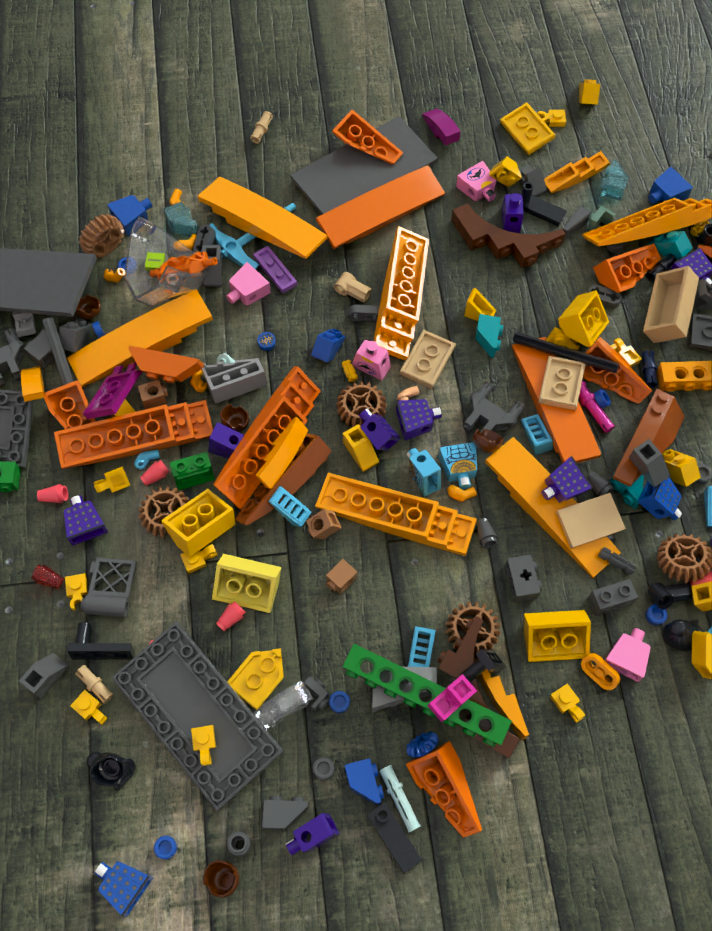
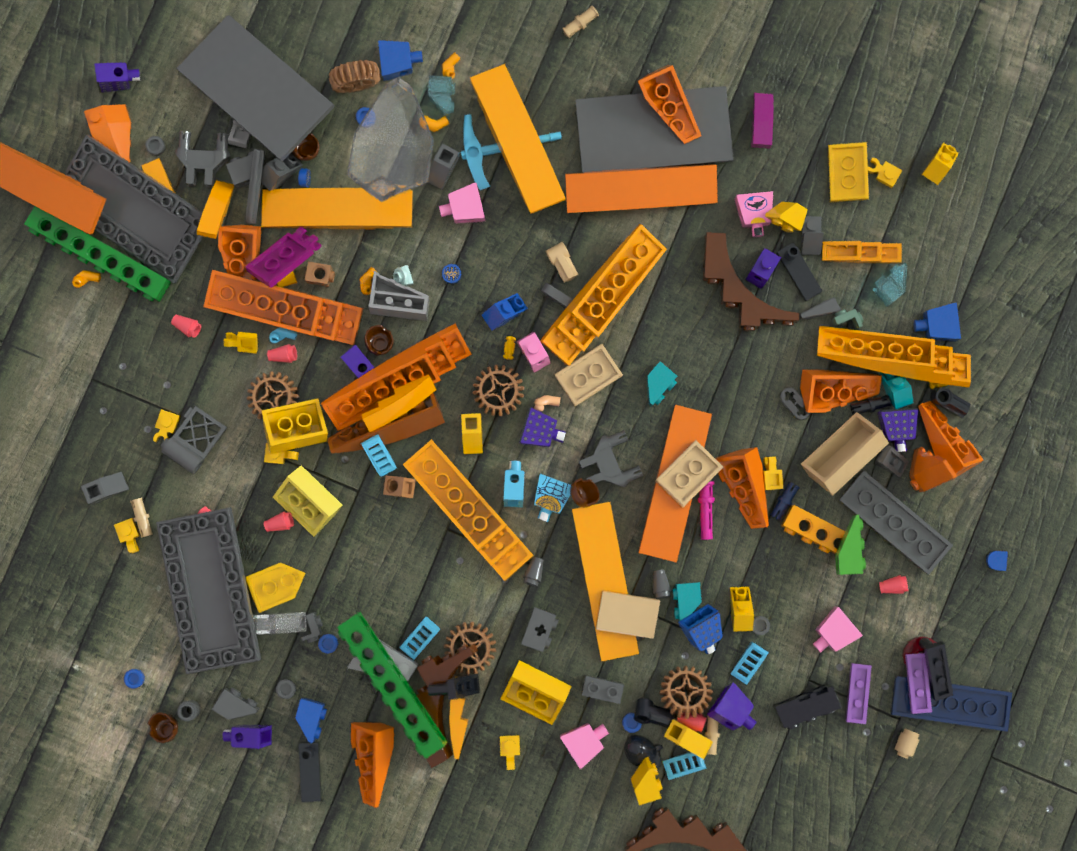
camera: 30 degrees right, 20 degrees up
(46, 576) = (146, 401): clear red cone -> none
(82, 521) = (199, 366): dark purple torso -> none
(83, 650) = (144, 483): black piece -> none
(110, 769) = (119, 595): black hair -> none
(114, 277) = (348, 126): light orange arm -> none
(122, 885) = (87, 689): blue torso -> none
(154, 260) = (392, 129): lime tile -> none
(165, 365) = (339, 256): orange wedge -> none
(191, 264) = (411, 158): orange plate -> none
(192, 471) = (315, 371): green window -> none
(204, 237) = (450, 131): dark grey beam -> none
(204, 740) = (202, 617): yellow plate -> none
(275, 269) = (501, 200): medium lavender plate -> none
(341, 577) = (387, 541): medium nougat brick -> none
(383, 436) = (495, 428): dark purple torso -> none
(399, 798) = (330, 746): light aqua pin -> none
(422, 744) = (371, 717): blue gear -> none
(452, 698) = (407, 703): dark pink slope -> none
(460, 494) = (534, 524): light orange arm -> none
(478, 305) = (667, 352): yellow slope -> none
(541, 444) = (635, 520): medium azure slope -> none
(558, 337) = (721, 427): yellow plate -> none
(565, 352) = (713, 445): black axle -> none
(566, 482) = (625, 571): dark purple torso -> none
(584, 319) = (753, 421): yellow slope -> none
(600, 671) = (551, 742): light orange plate -> none
(602, 398) = (719, 506): blue tile -> none
(617, 560) = (629, 660): dark grey axle -> none
(650, 463) = (704, 601): dark grey slope -> none
(659, 424) = (733, 571): dark orange wedge -> none

